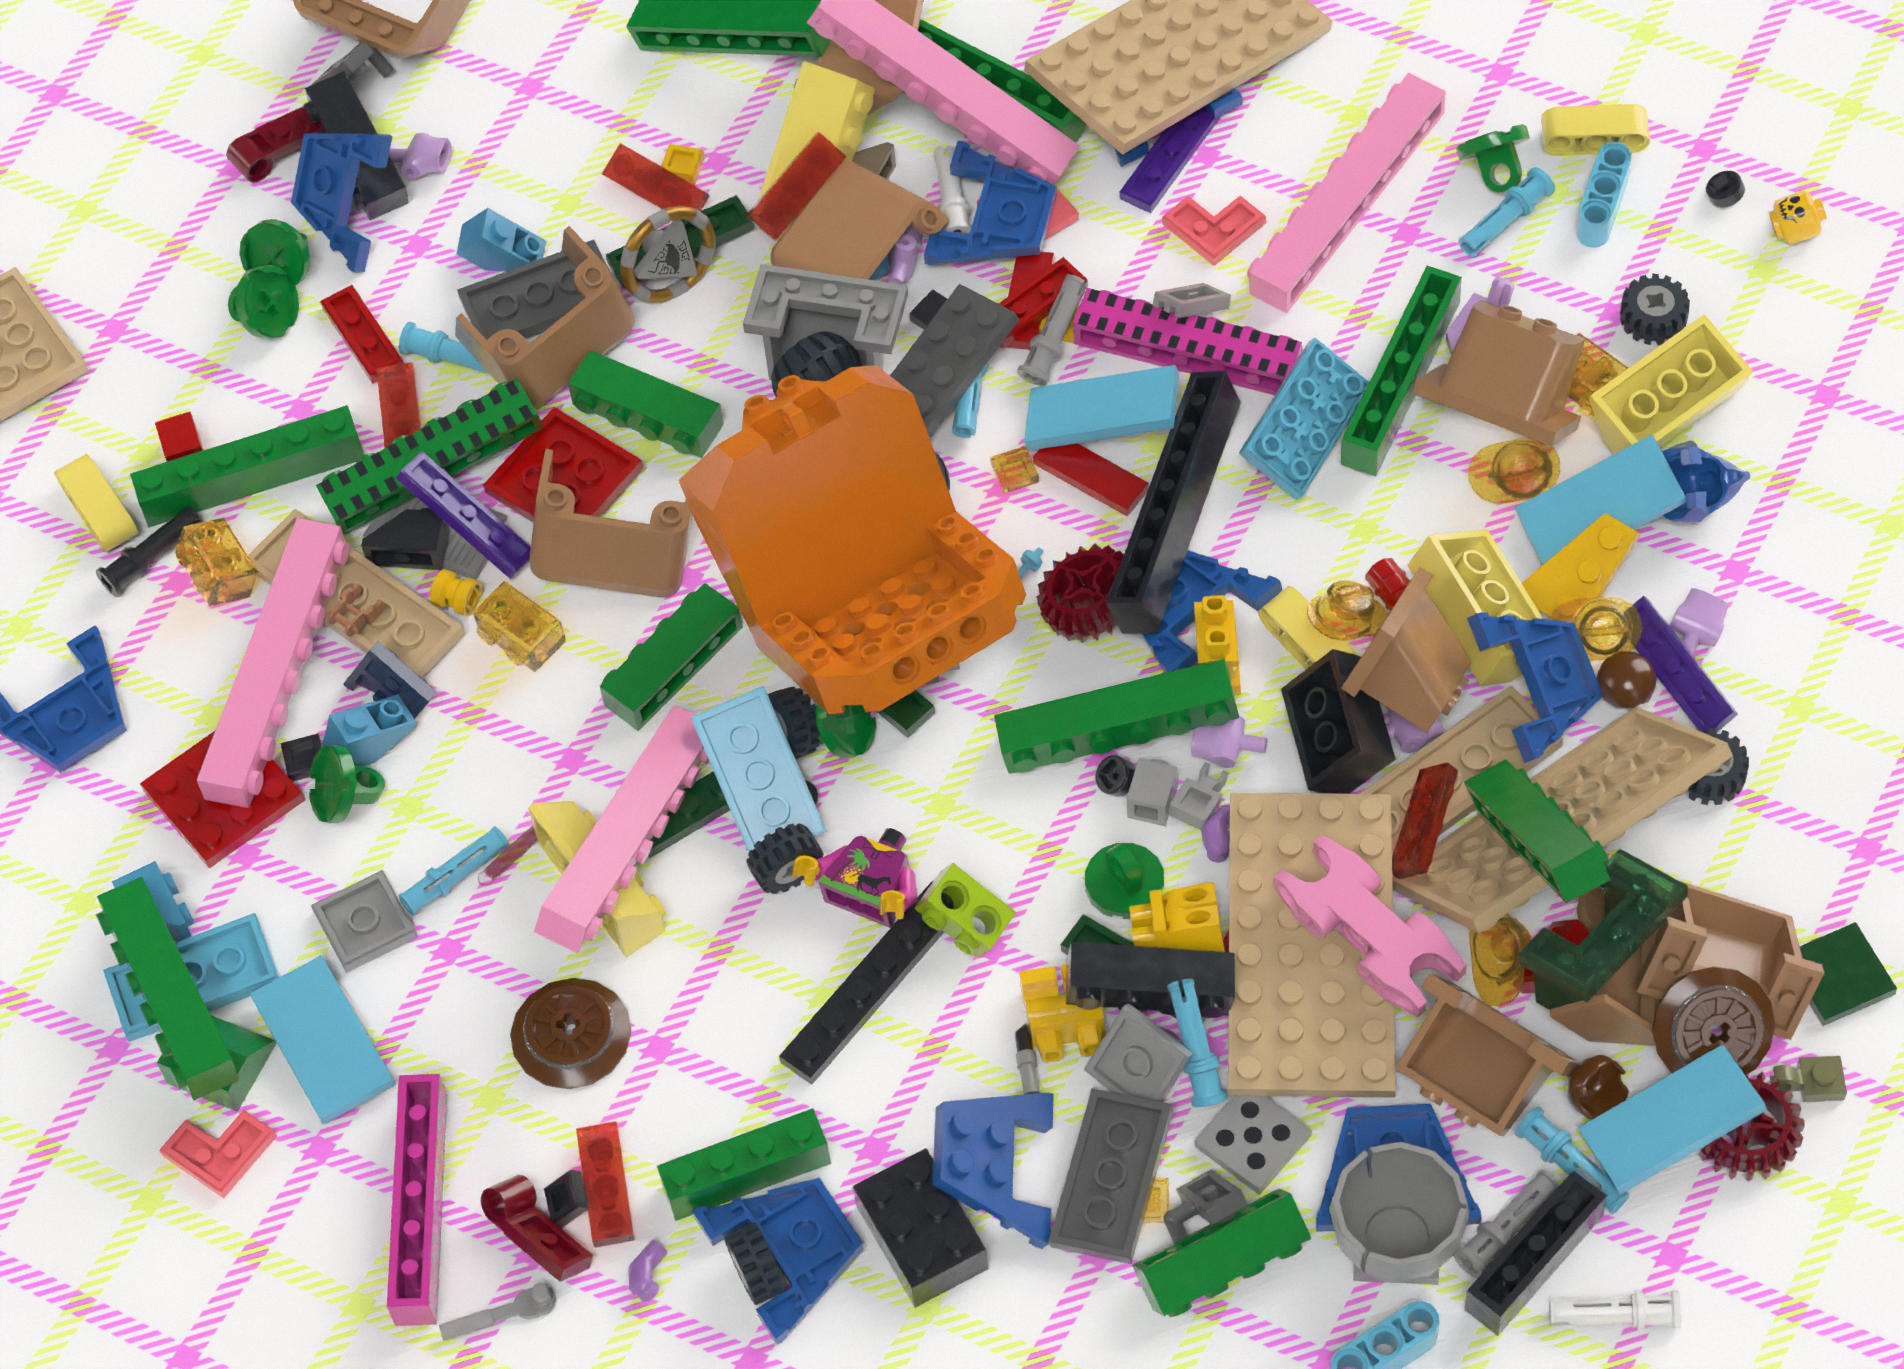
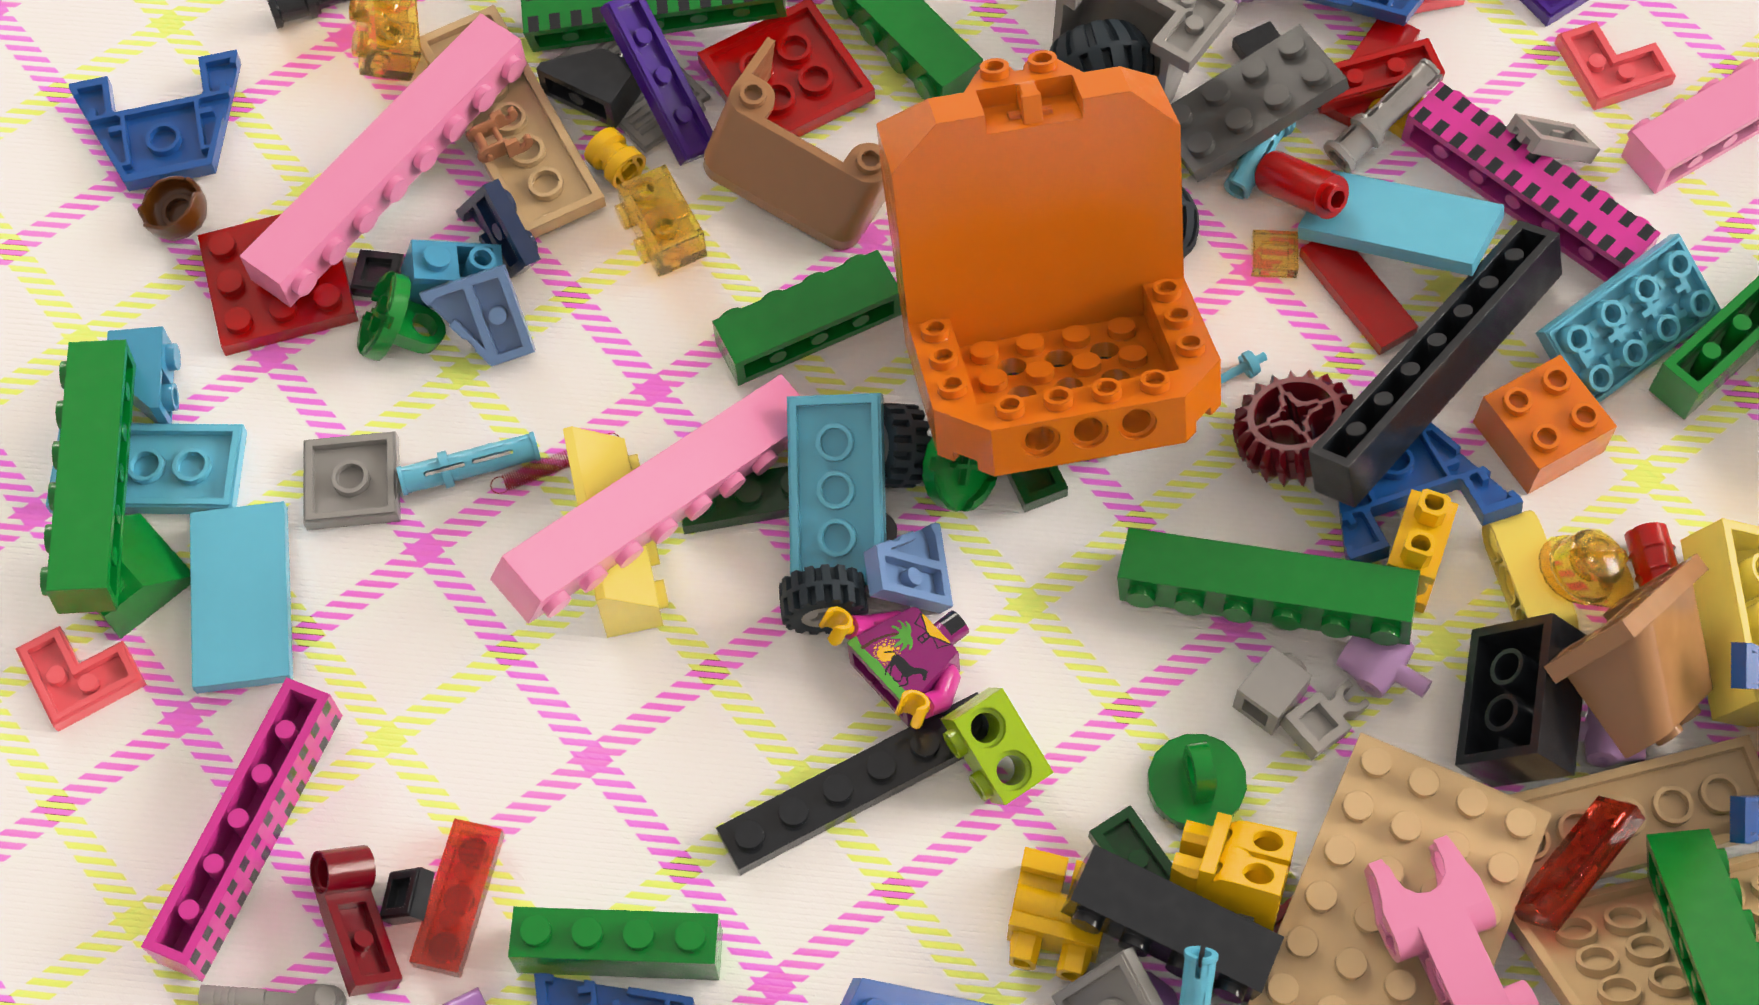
camera: 20 degrees right, 5 degrees up
(109, 769) = (173, 208): none -> reddish brown hair
(412, 751) = (484, 313): none -> medium blue wing
(576, 1058) = (518, 729): reddish brown piece -> none
(842, 811) = (911, 570): none -> medium blue wing
(1013, 407) = (1302, 184): none -> red brick
(1026, 1060) = (991, 955): light grey piece -> none
(1115, 775) = (1238, 652): black tile -> none
(1216, 836) = (1325, 772): medium lavender arm -> none
(1272, 519) = (1544, 424): none -> orange brick

